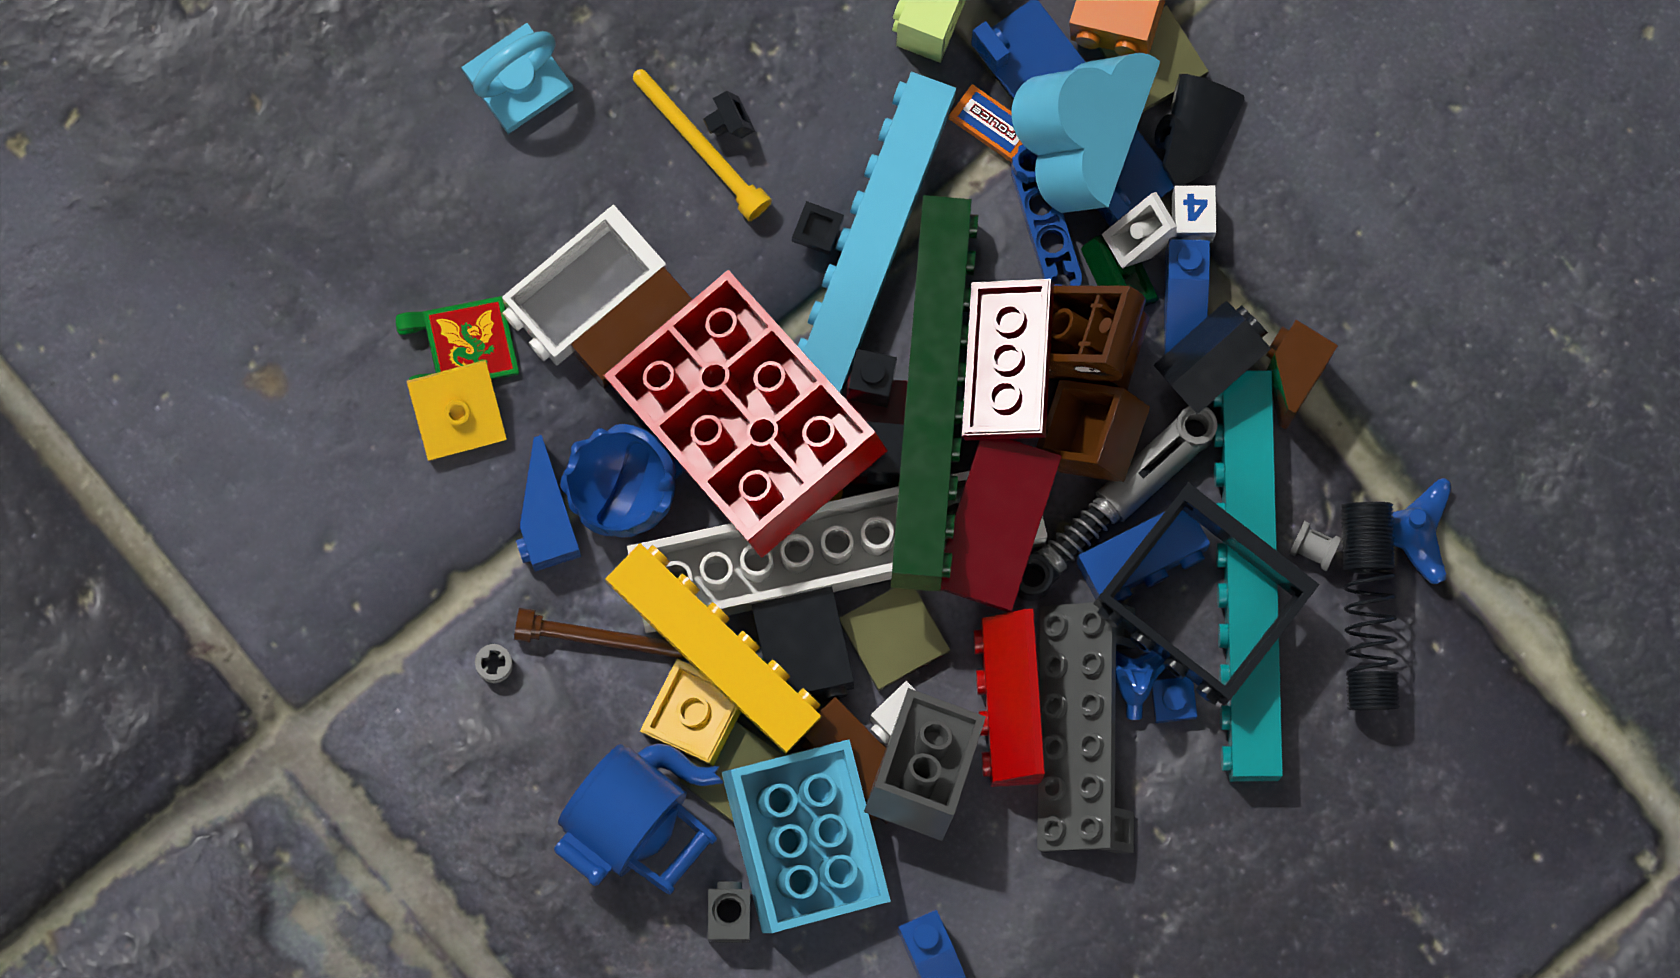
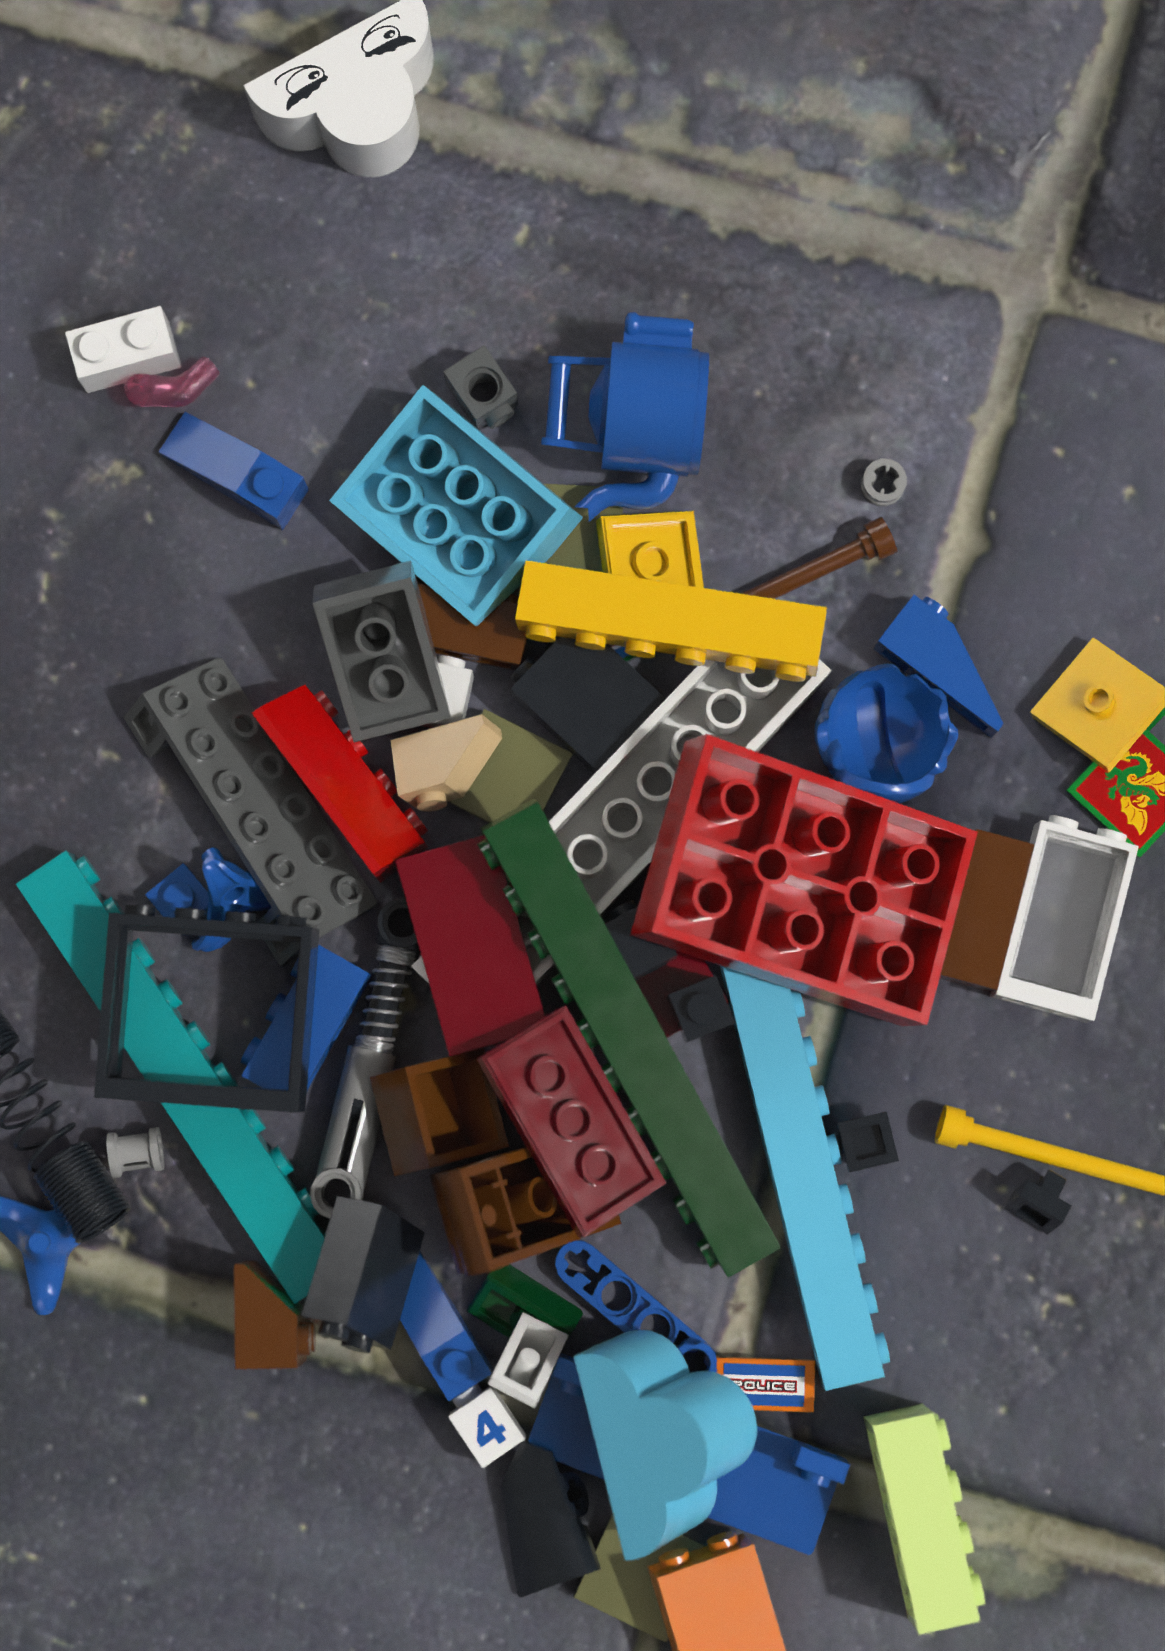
camera: 150 degrees right, 5 degrees up
(934, 666) = (442, 761): none -> tan slope

